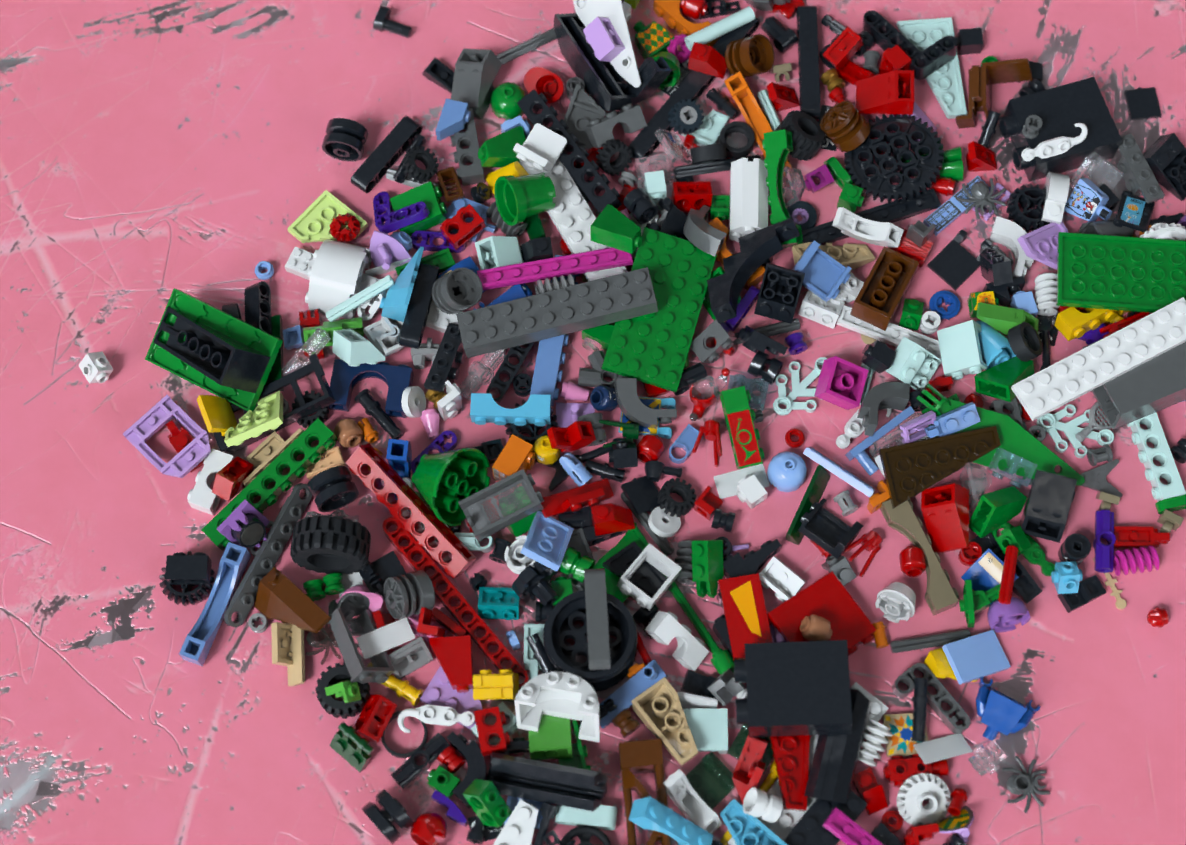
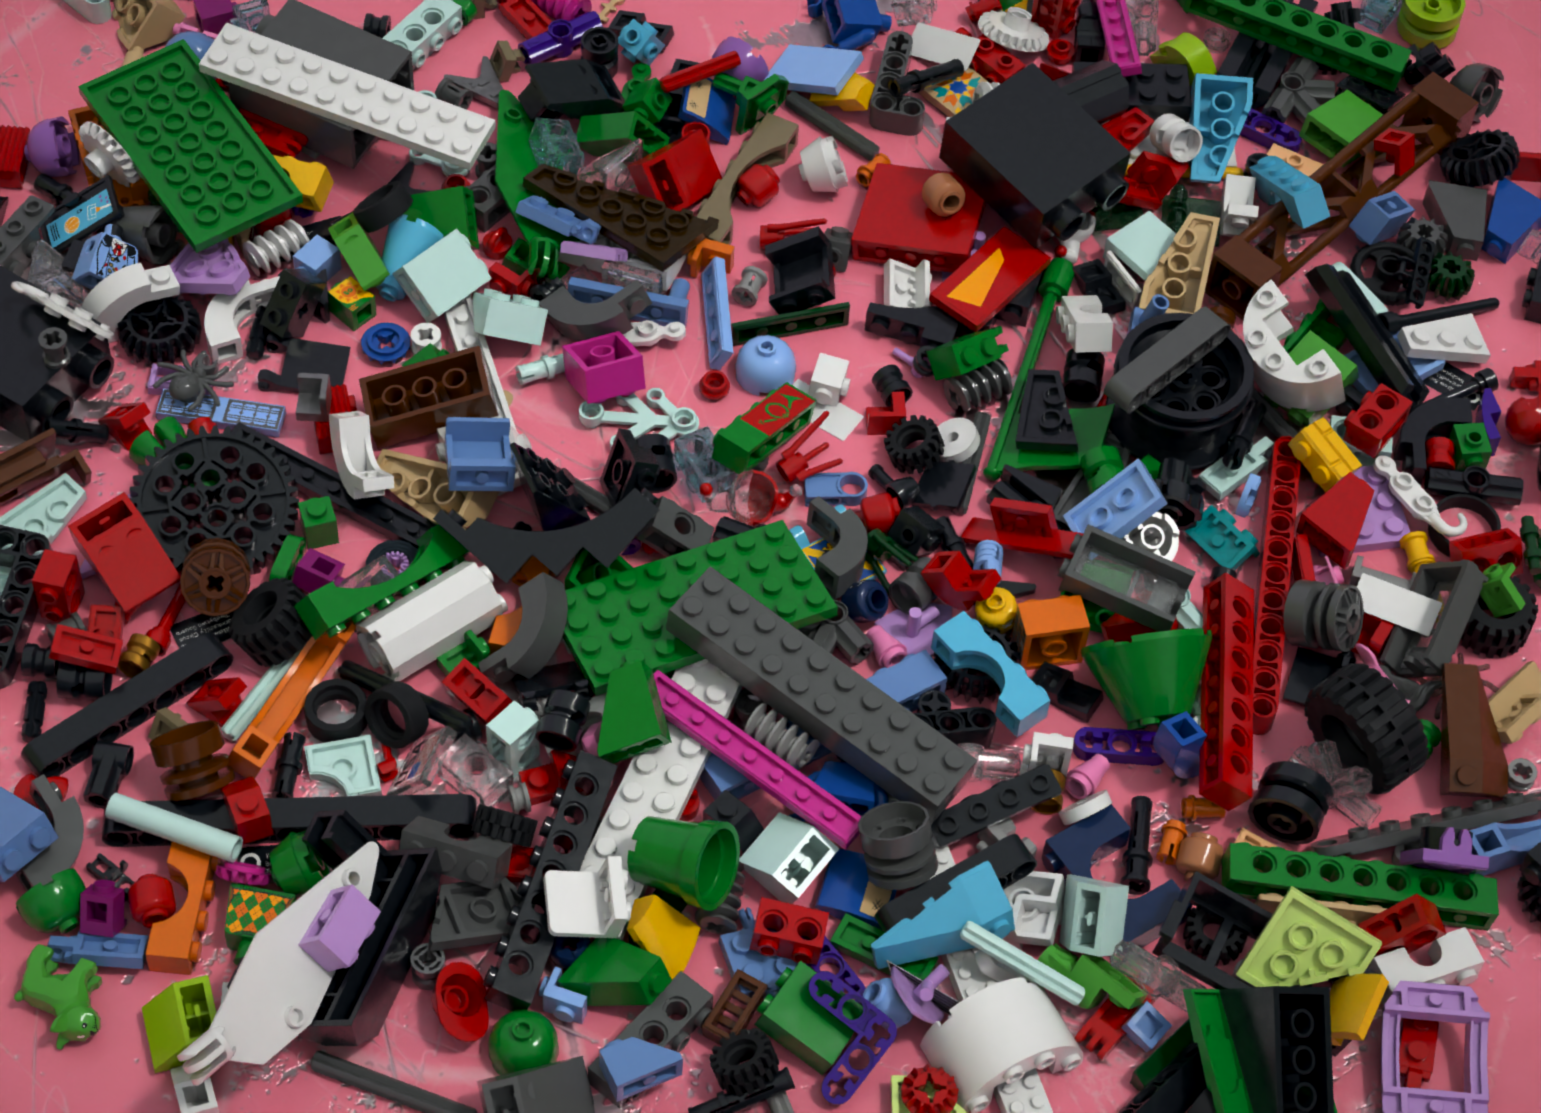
camera: 135 degrees left, 15 degrees down
(424, 624) = (1341, 549): red panel -> none
(481, 193) = (707, 964): black wheel -> none
(487, 803) = (1449, 373): green brick -> none
(611, 519) = (1018, 473): red slope -> none
(661, 563) = (1046, 363): white window -> none
(681, 121) = (361, 778): black wheel -> none
(725, 688) = (1086, 255): flat silver panel -> none
(796, 343) = (587, 455): dark purple wheel -> none
(878, 356) = (532, 347): black brick -> none

